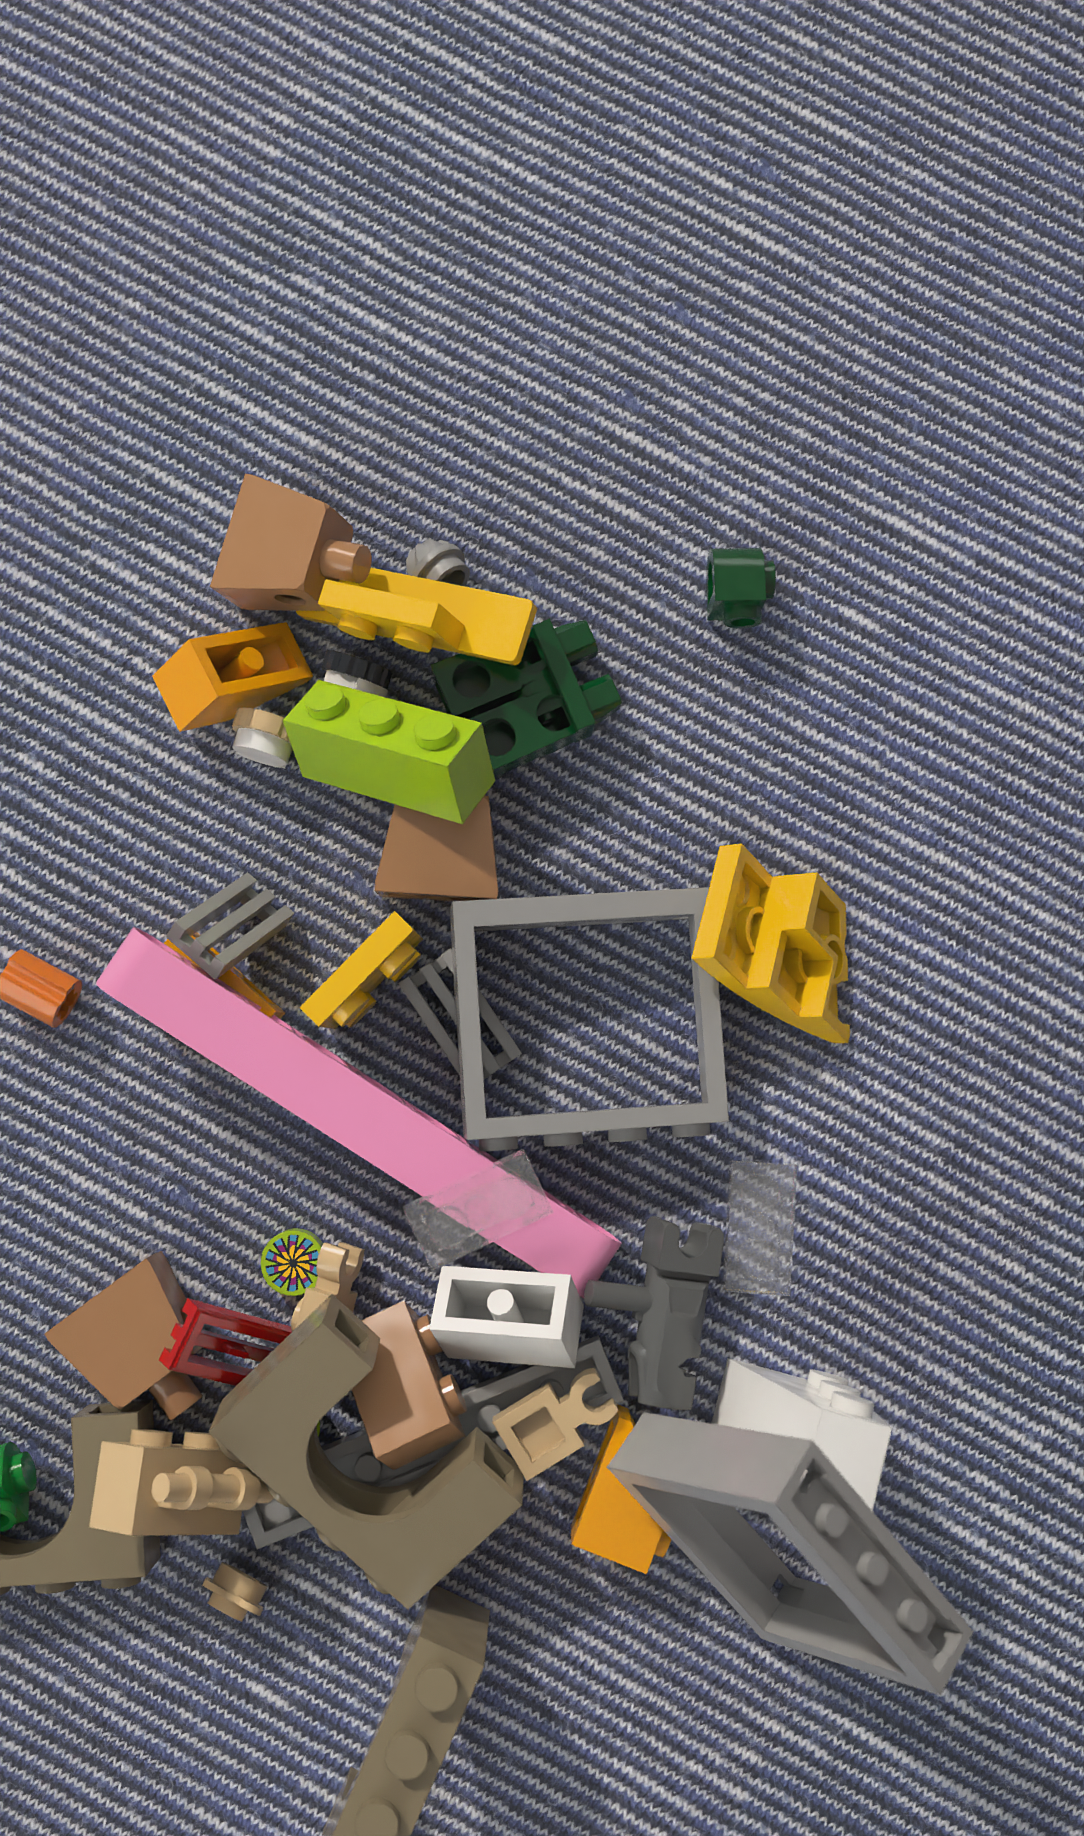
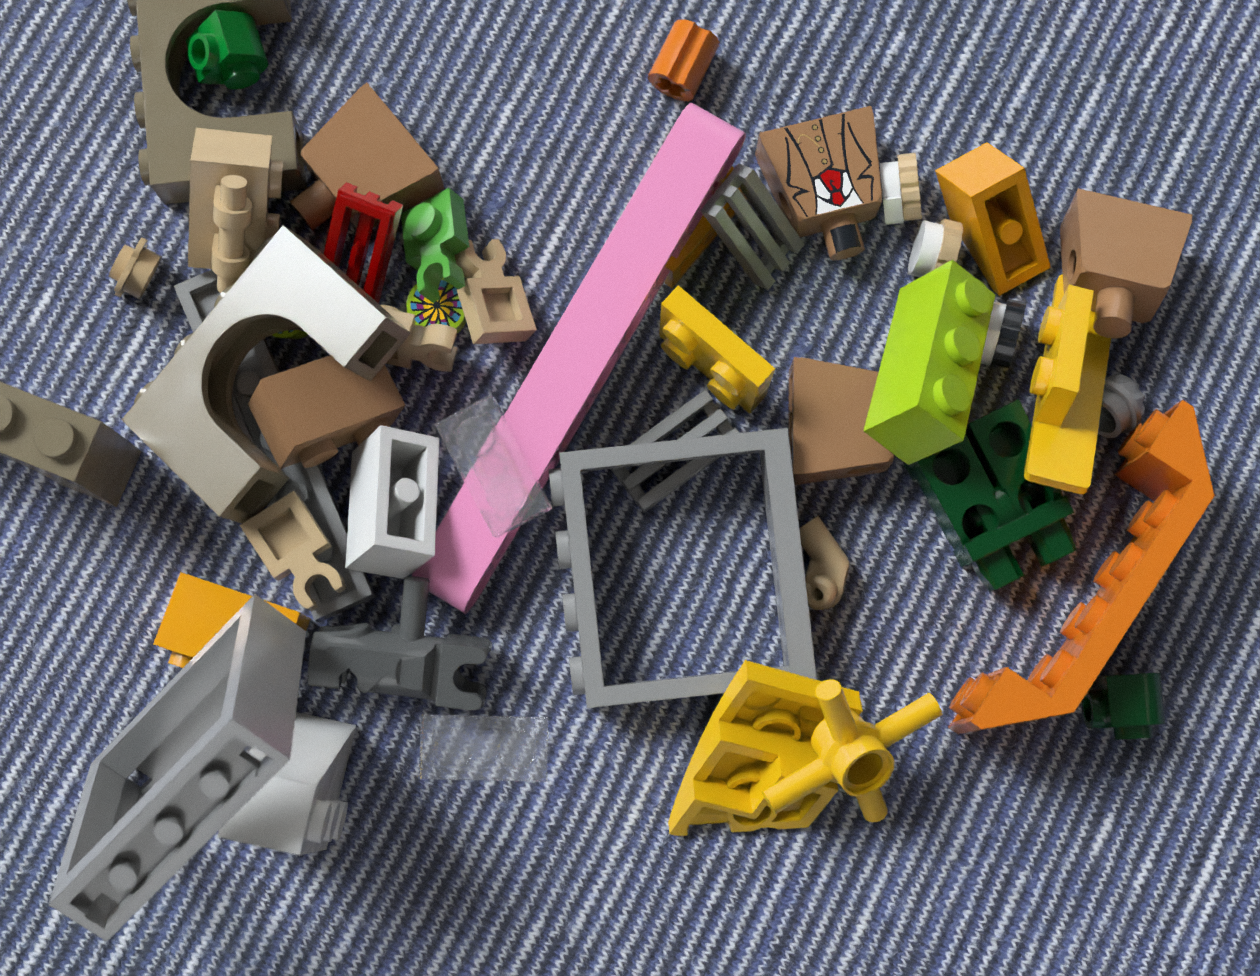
camera: 85 degrees right, 5 degrees down
(178, 845) = (825, 176): none -> medium nougat torso
(210, 770) = (901, 189): none -> piece
(219, 1265) = (432, 238): none -> bright green plate
(293, 1205) = (490, 302): none -> tan plate
(502, 520) = (1170, 468): none -> orange slope
(588, 870) = (827, 565): none -> tan arm
(784, 856) = (852, 752): none -> yellow bar

